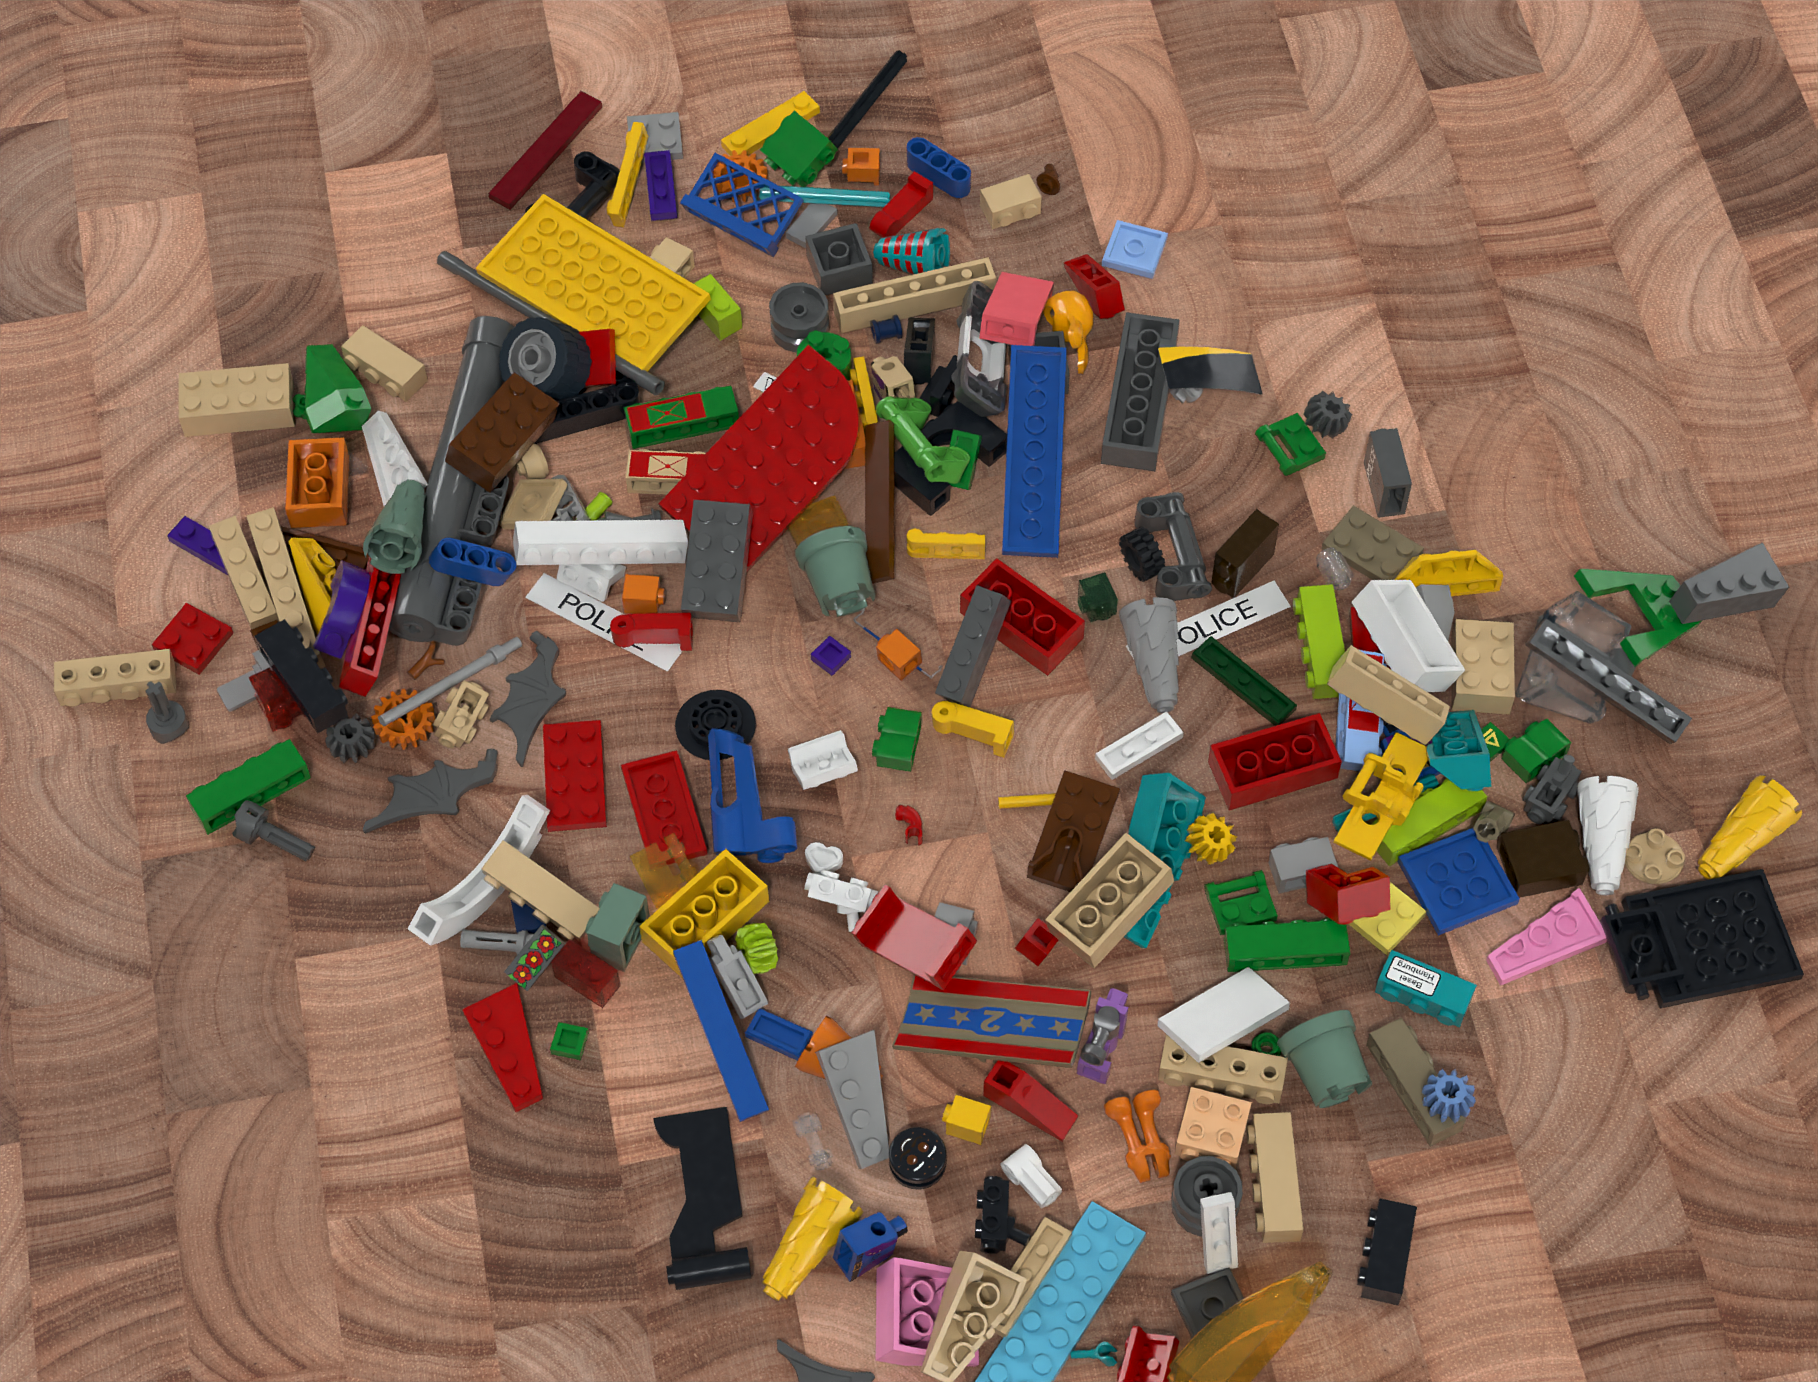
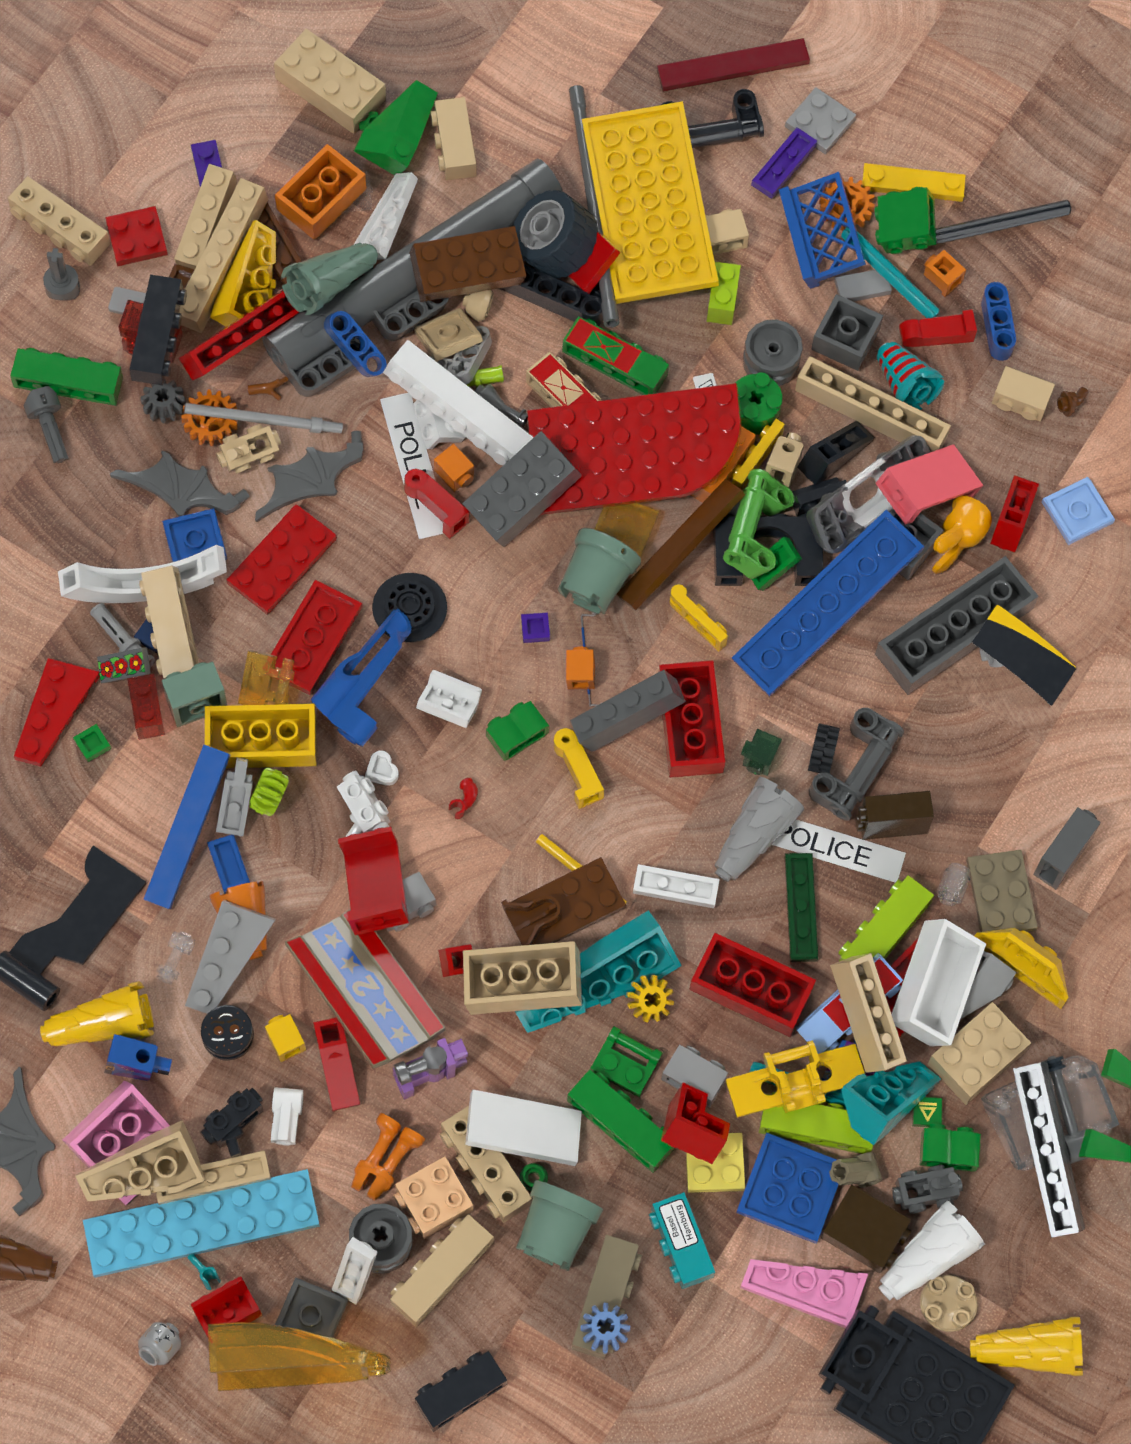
camera: 40 degrees right, 10 degrees up
(345, 609) = (238, 302): dark purple arch -> none
(481, 818) = (192, 534): none -> blue tile
(635, 148) = (764, 136): yellow plate -> none
(886, 329) = (828, 415): dark blue bush -> none
(1297, 440) = (1036, 765): green plate -> none
(1327, 414) = (1068, 768): dark grey gear -> none

